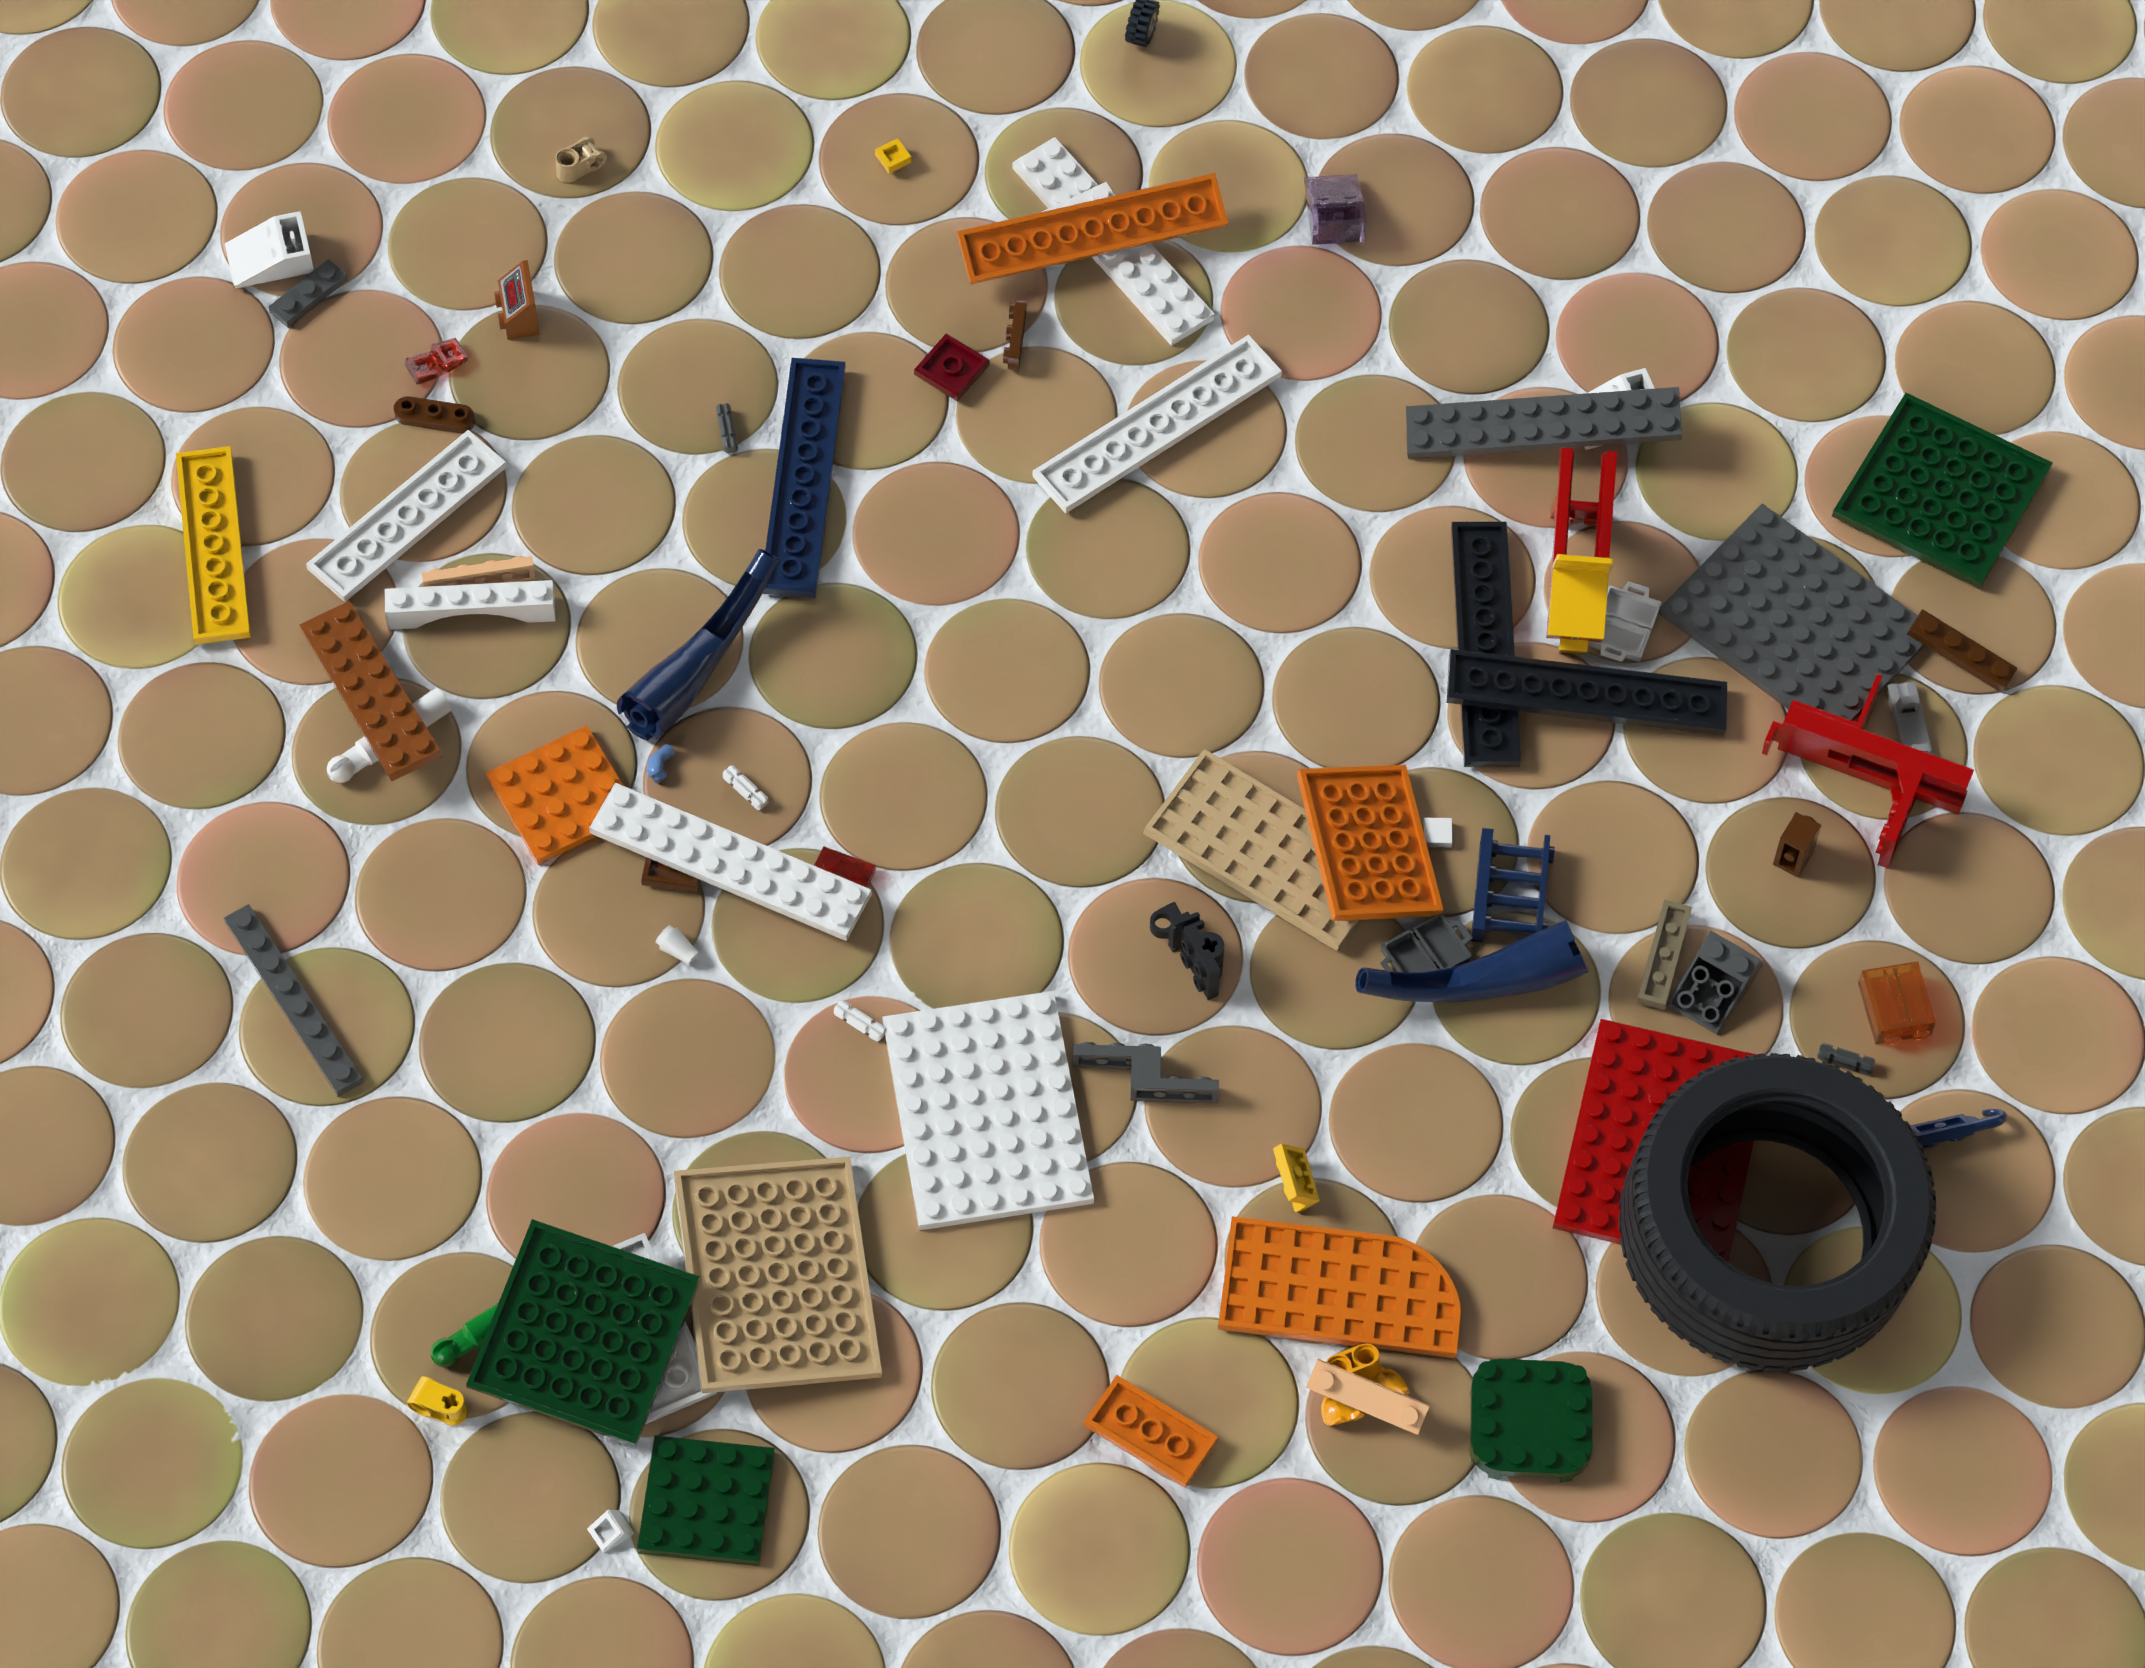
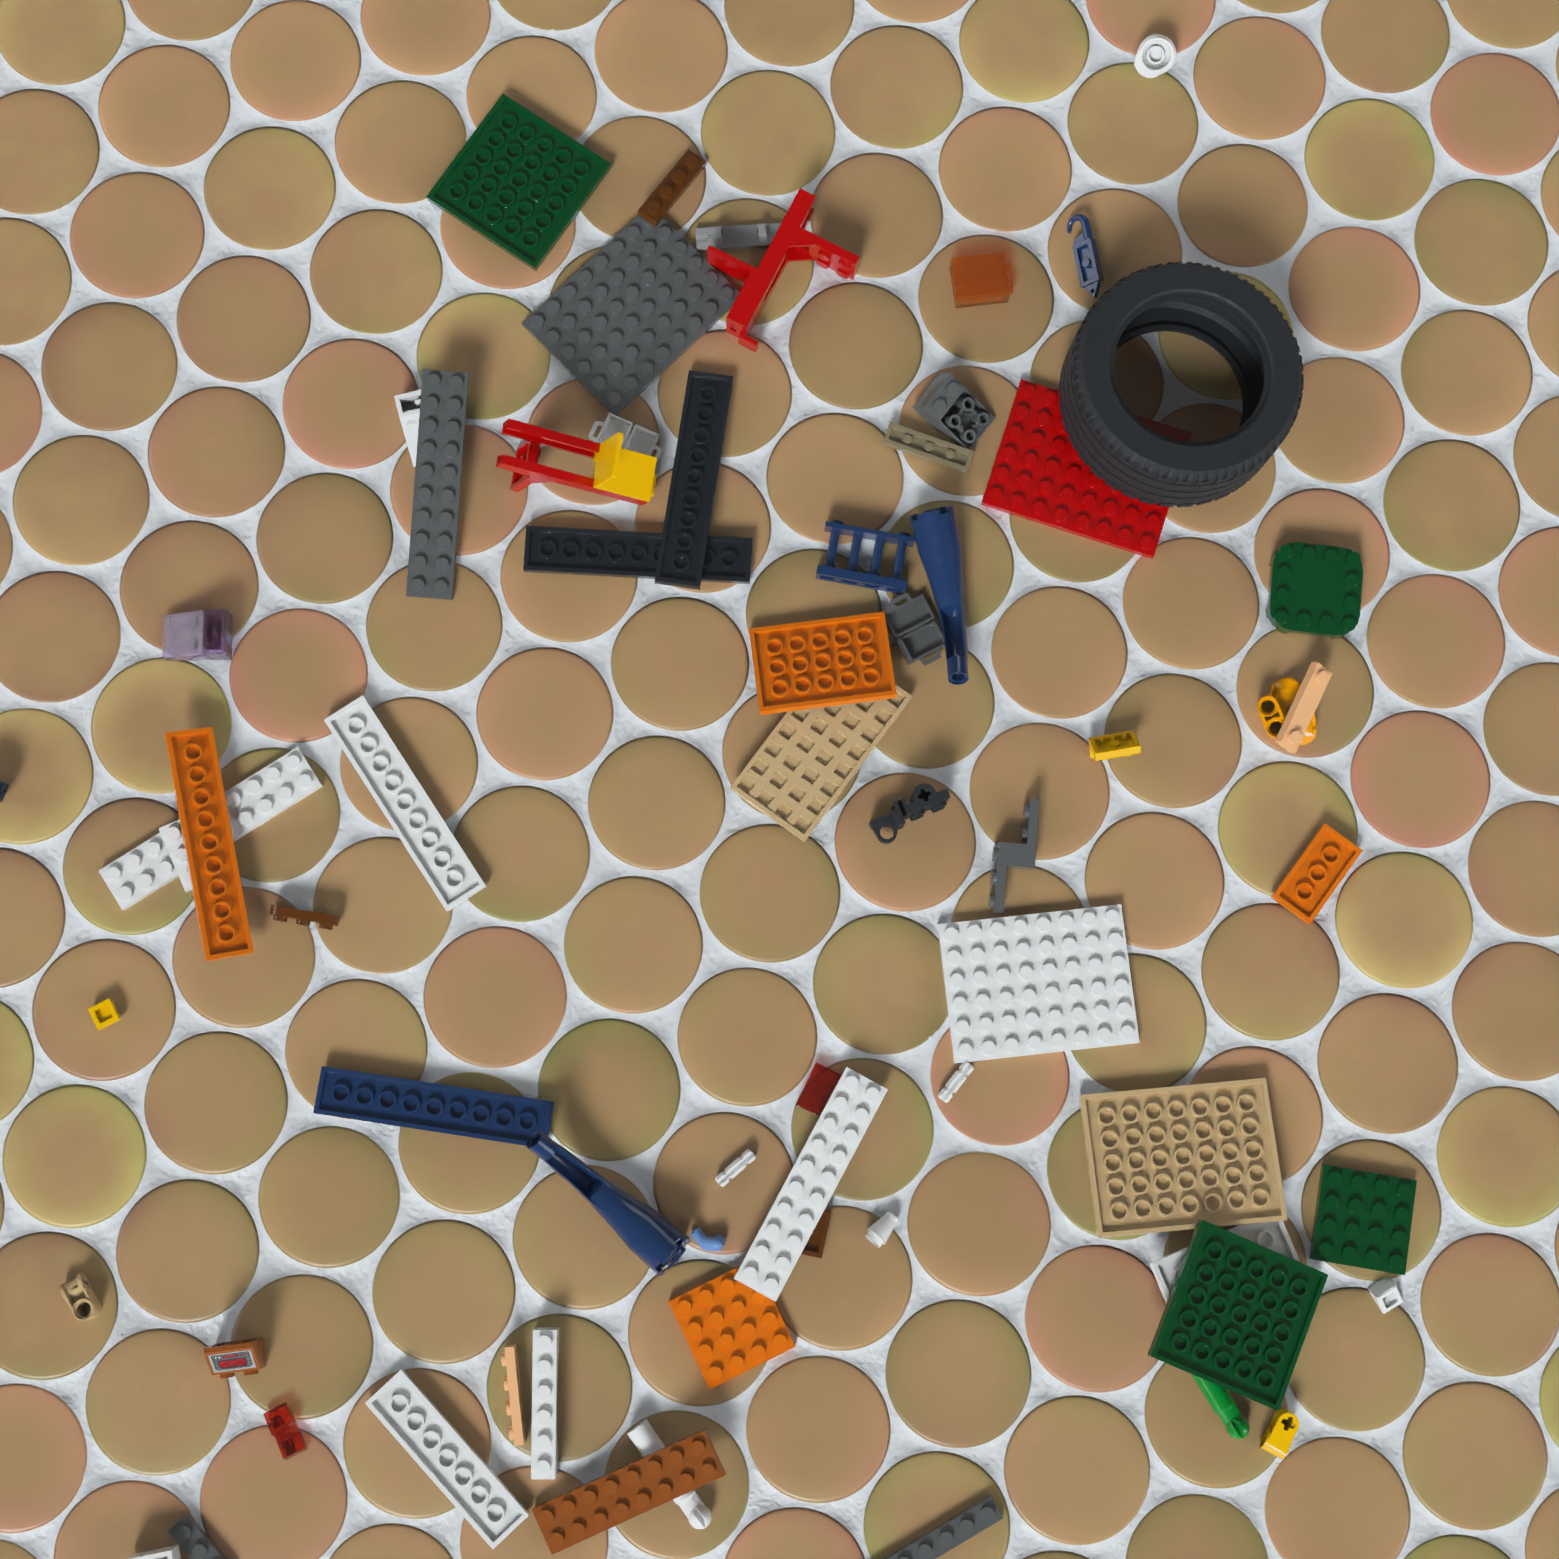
camera: 90 degrees left, 20 degrees up
(443, 420) = (348, 1424): reddish brown plate -> none
(726, 428) = (378, 1172): dark grey axle -> none
(951, 367) = (332, 974): dark red plate -> none
(1337, 1288) = (1202, 724): orange plate -> none
(1438, 832) = (808, 609): white tile -> none
(1797, 844) = (844, 333): reddish brown brick -> none
(1846, 1058) = (1022, 324): dark grey axle -> none

